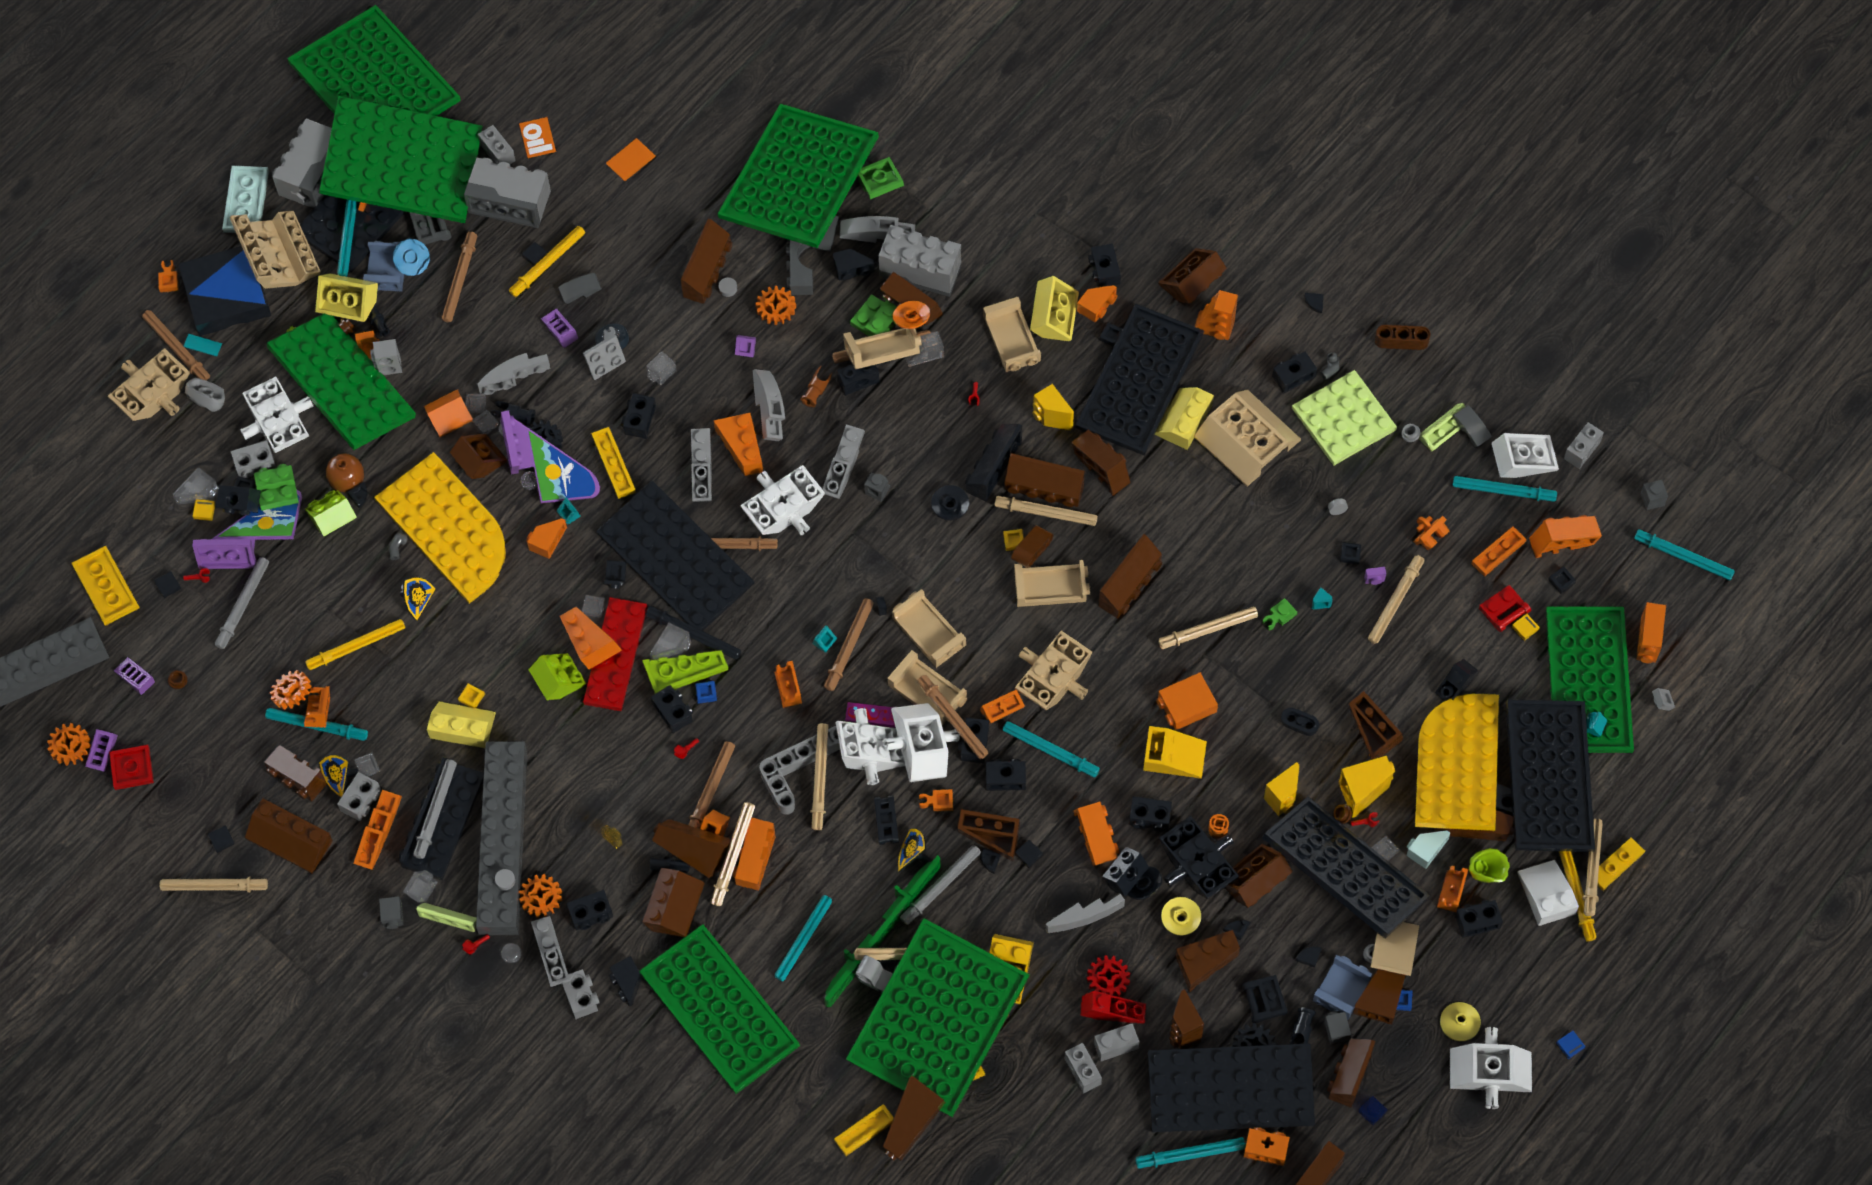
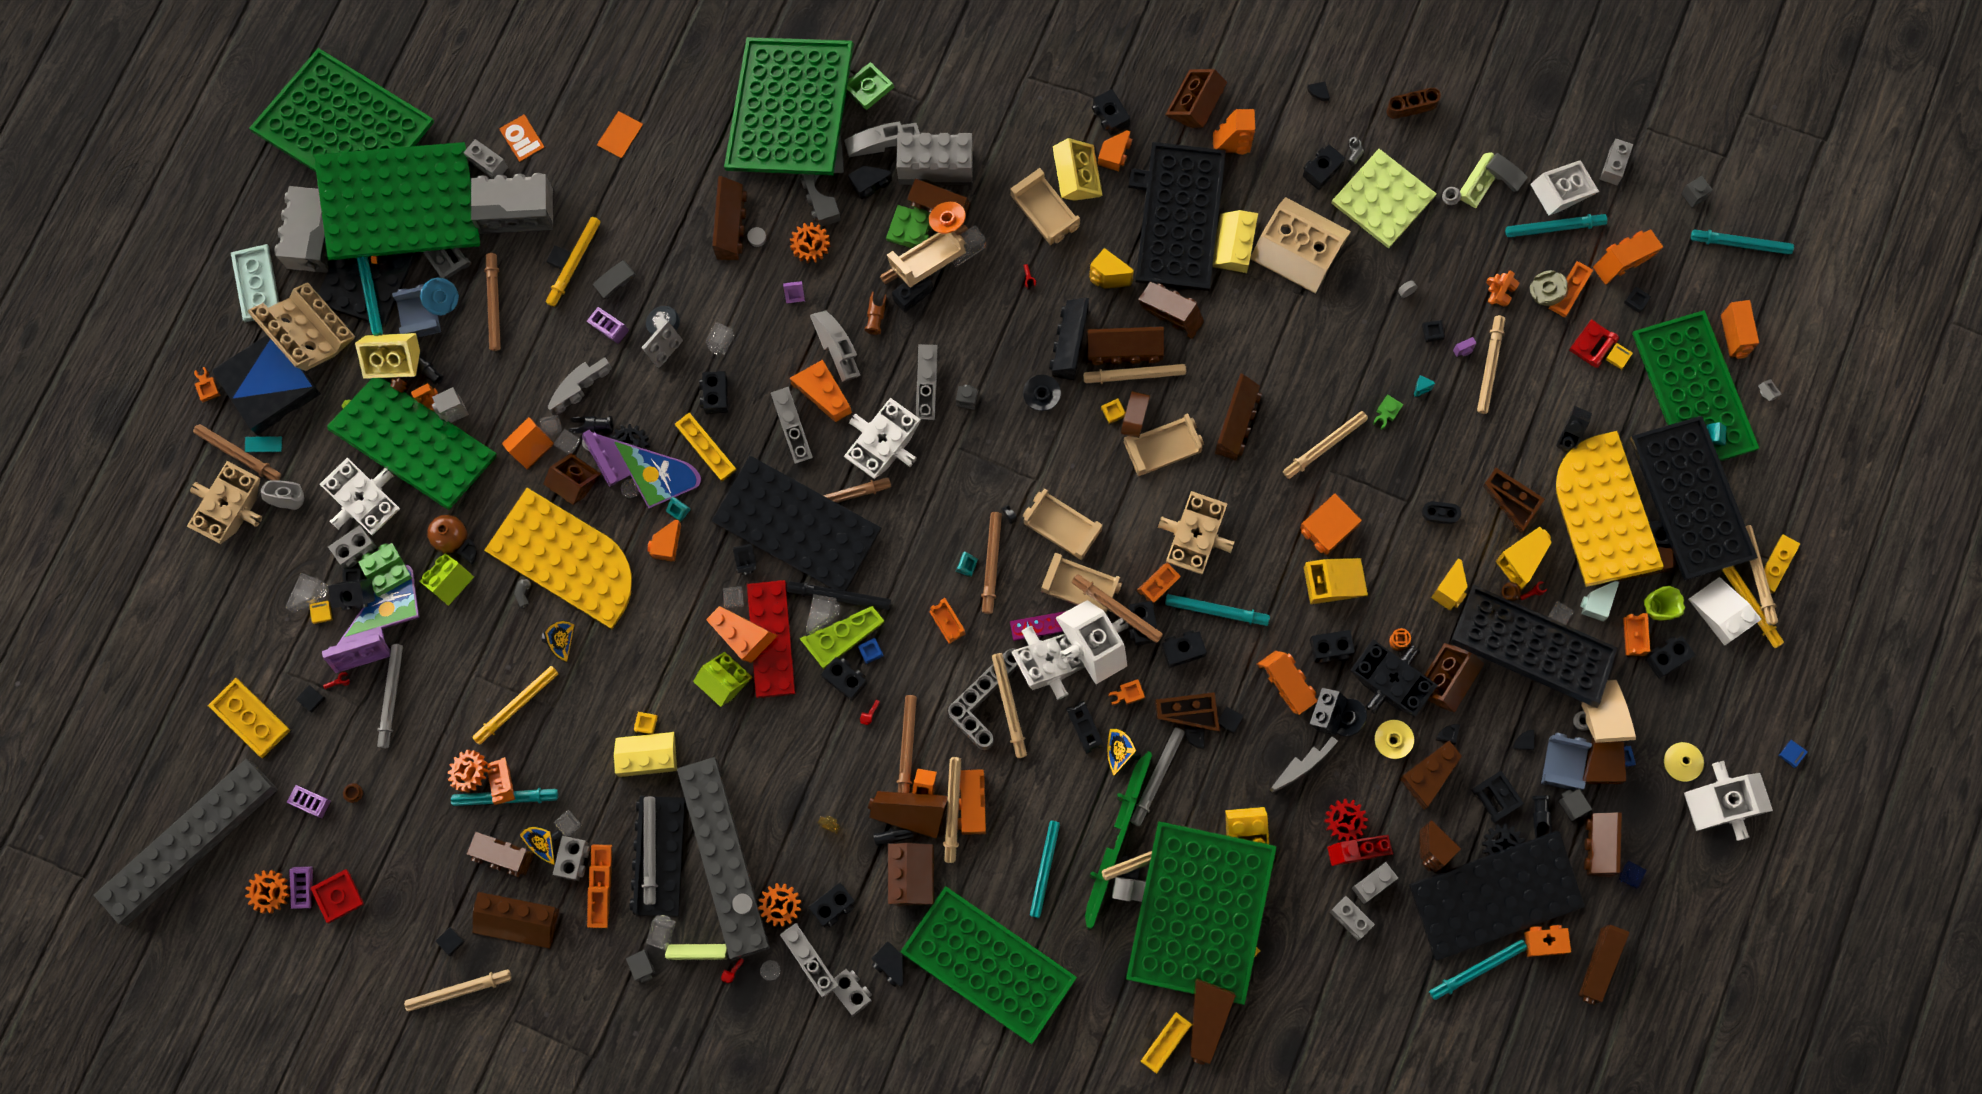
camera: 15 degrees left, 10 degrees up
(1476, 544) = (1549, 288): none -> tile

